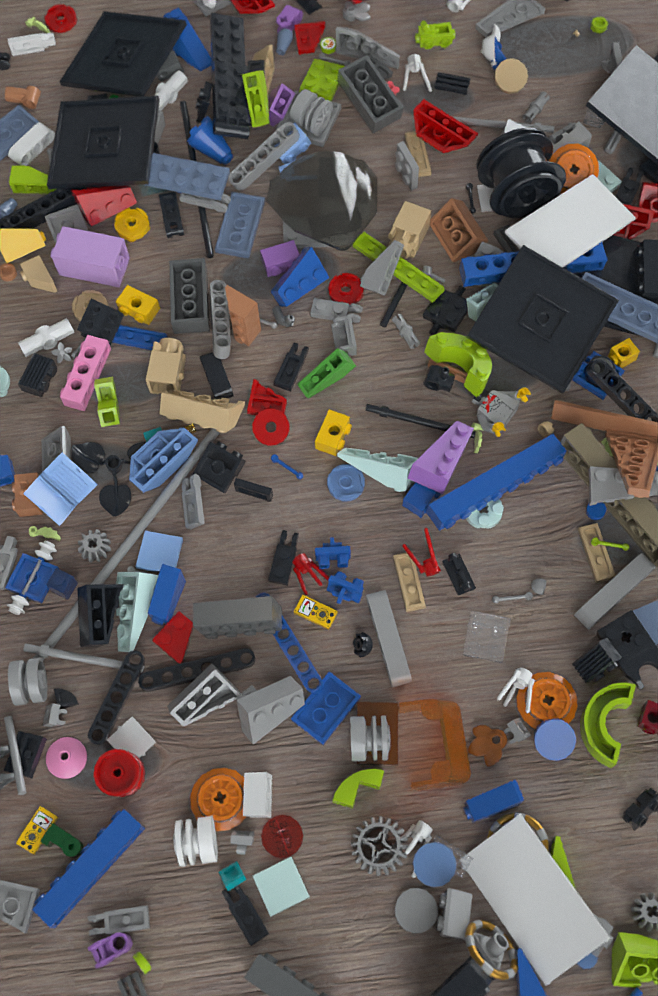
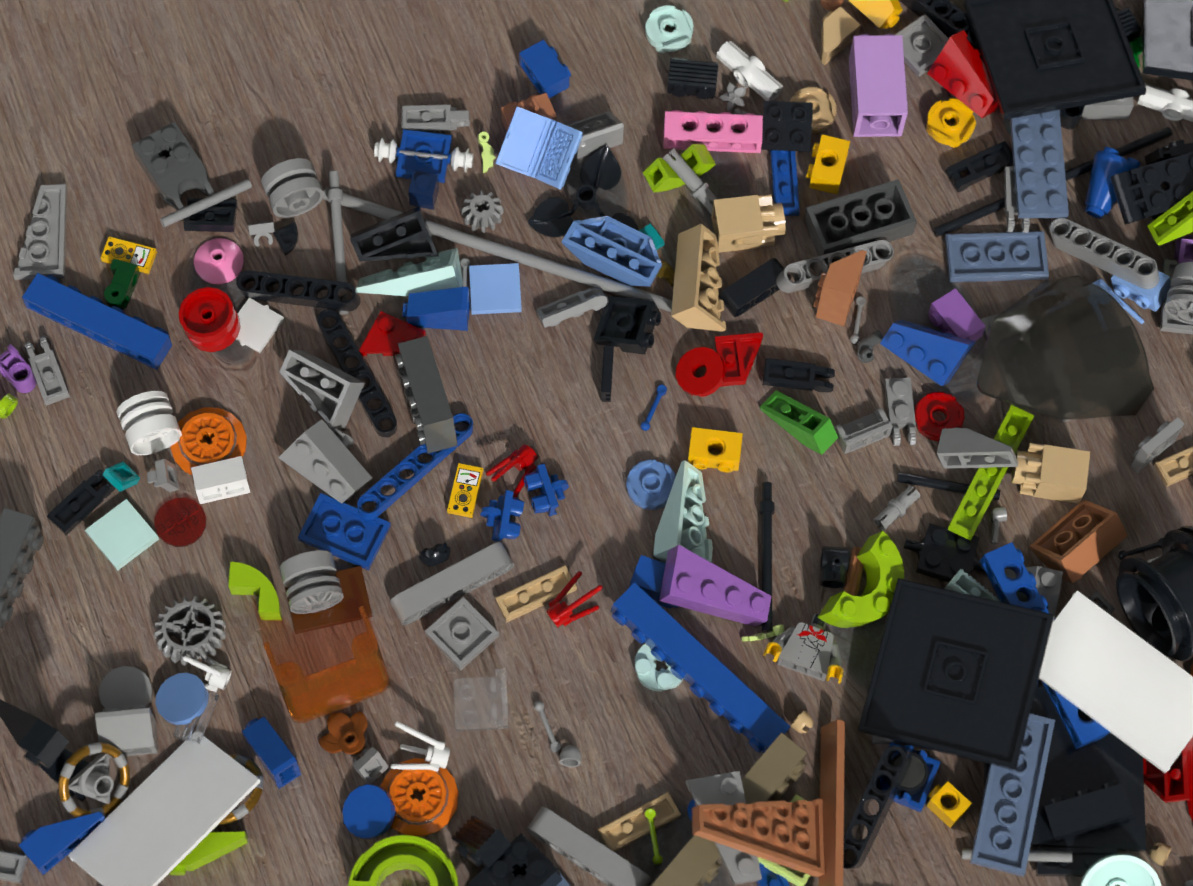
camera: 70 degrees right, 0 degrees up
(129, 391) = (690, 178): none -> light grey pin
(283, 559) = (515, 434): black hinge -> none
(429, 640) = (462, 633): none -> light grey plate
(458, 574) = (561, 652): black hinge -> none

